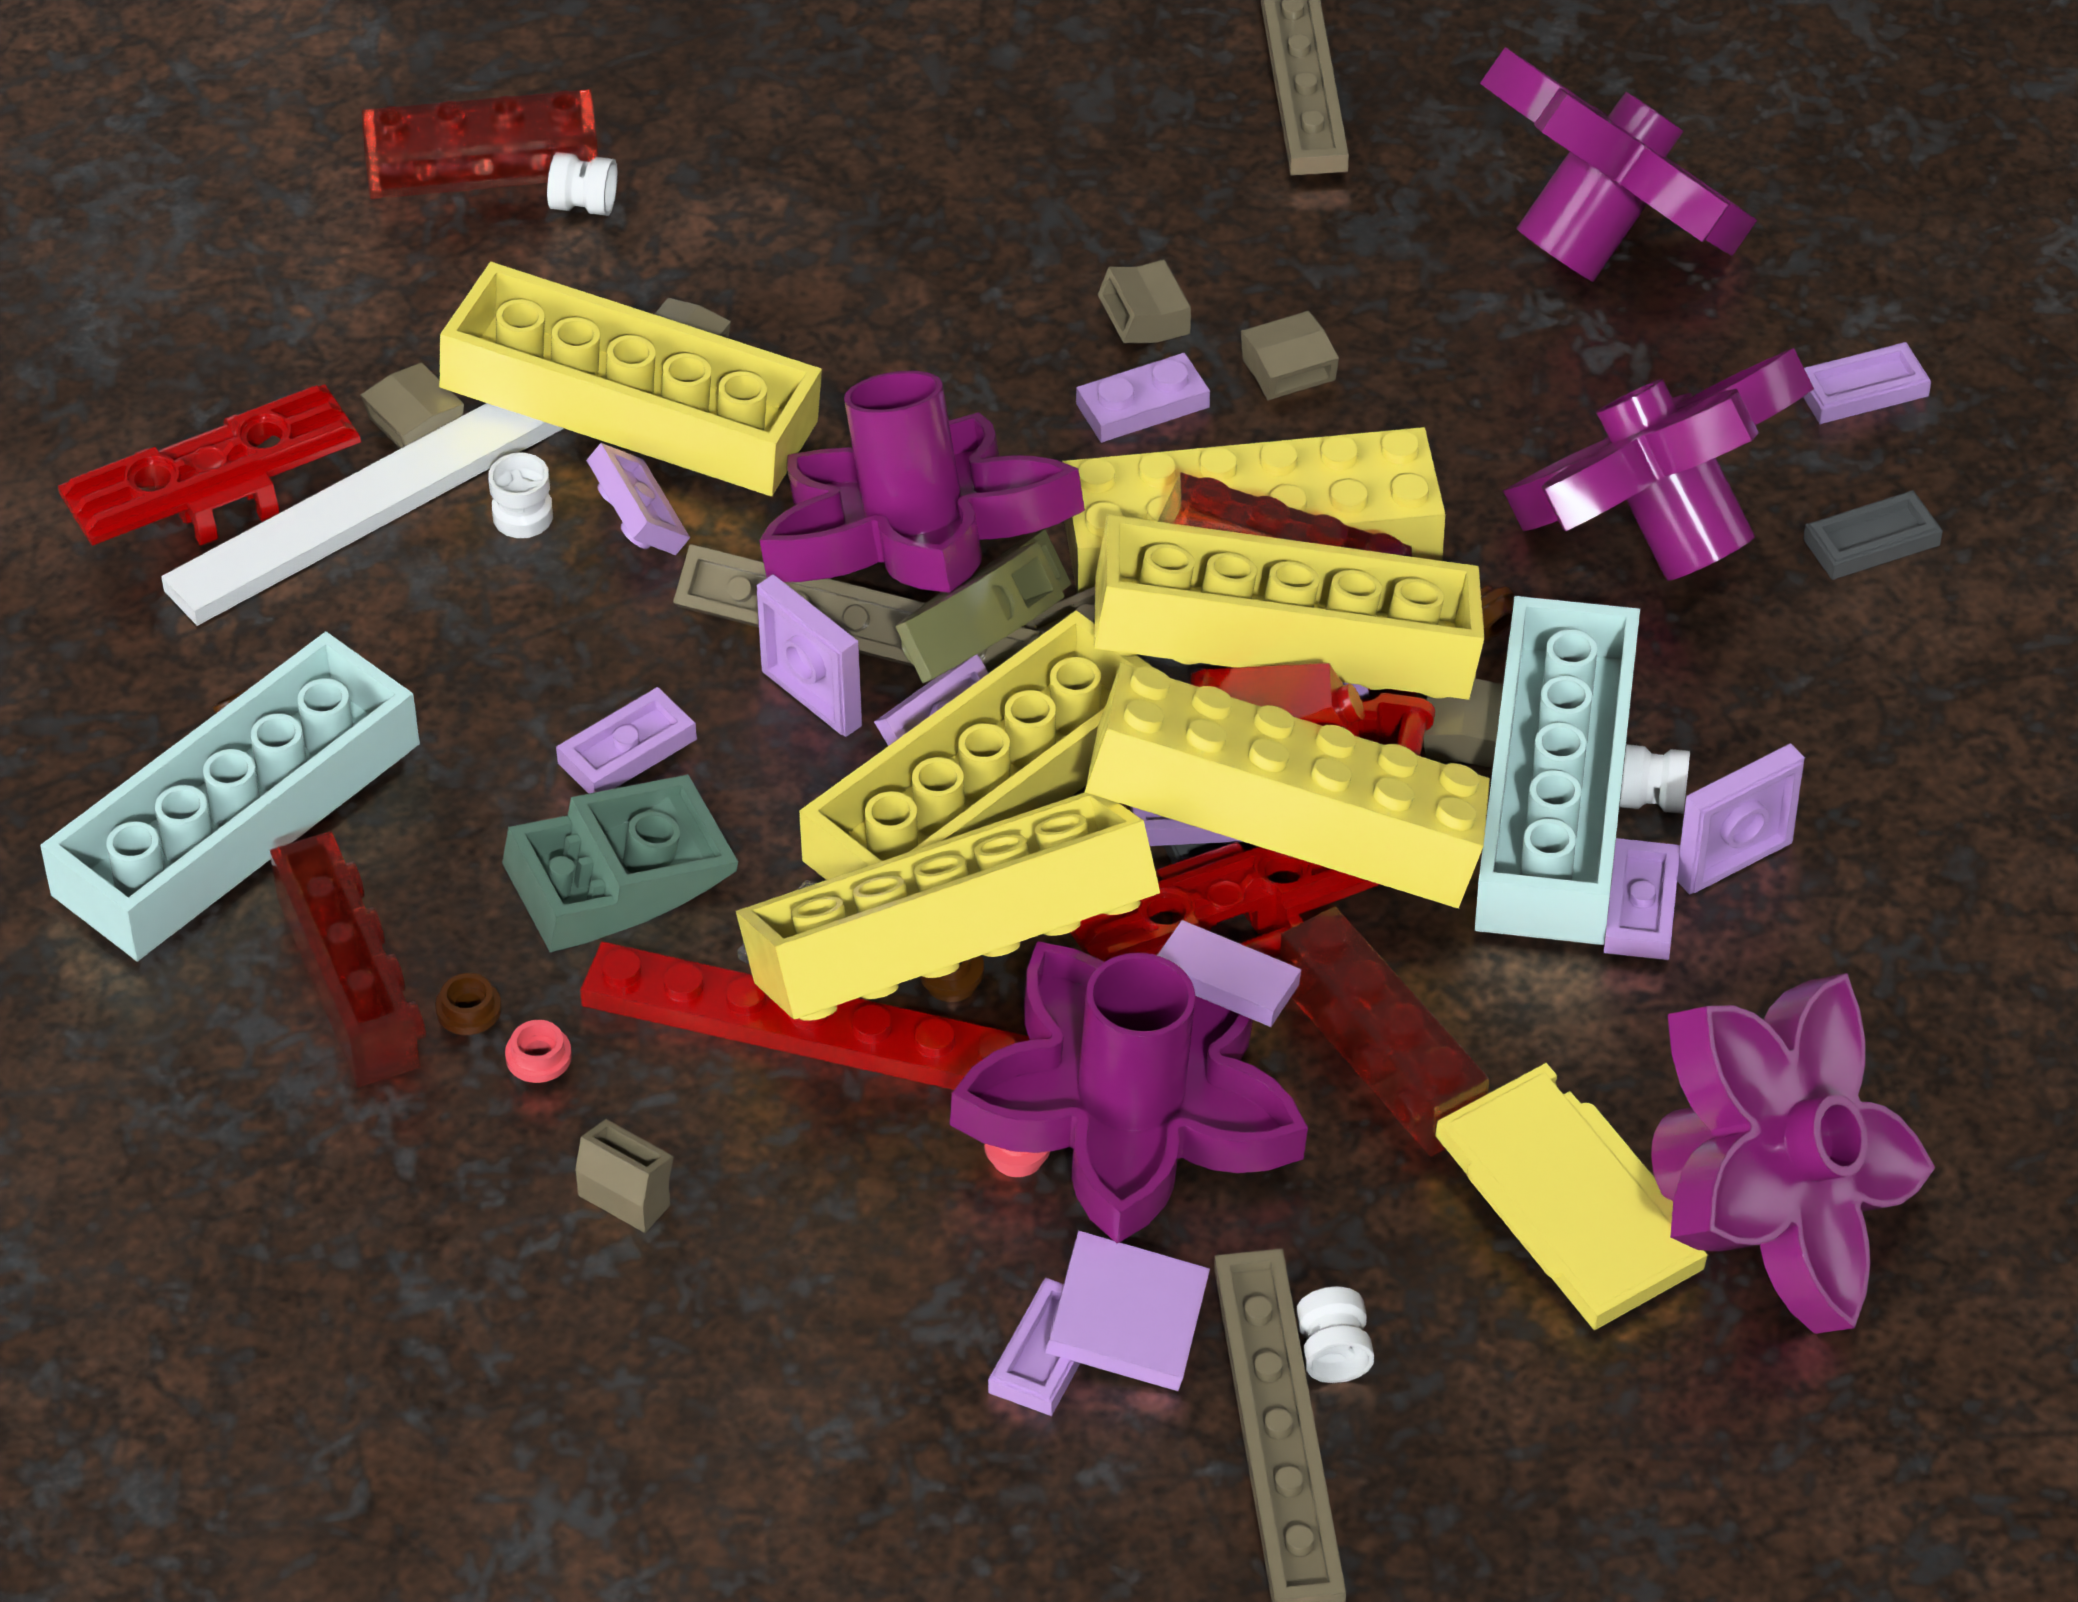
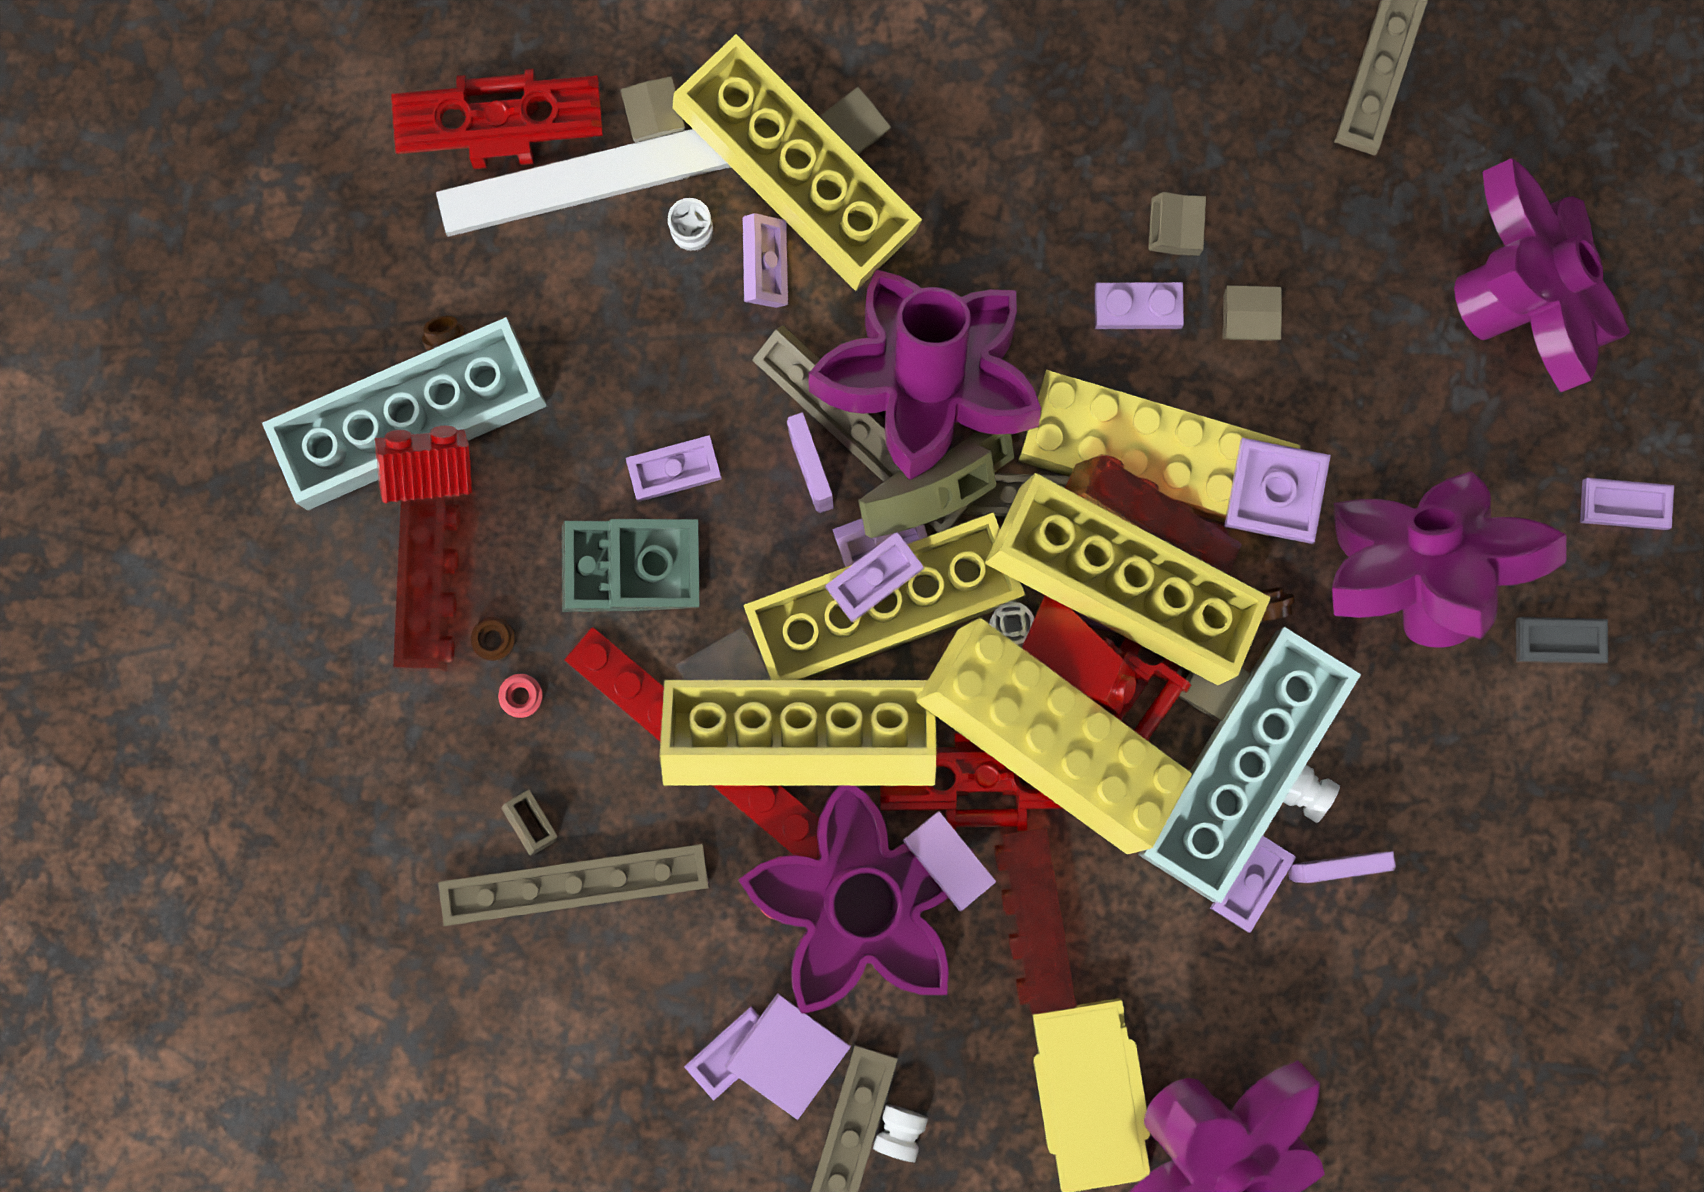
camera: 25 degrees right, 35 degrees up
(287, 800) = (423, 464): none -> red brick
(719, 1229) = (573, 884): none -> dark tan plate
(958, 709) = (874, 577): none -> lavender plate
(1422, 465) = (1277, 490): none -> lavender tile

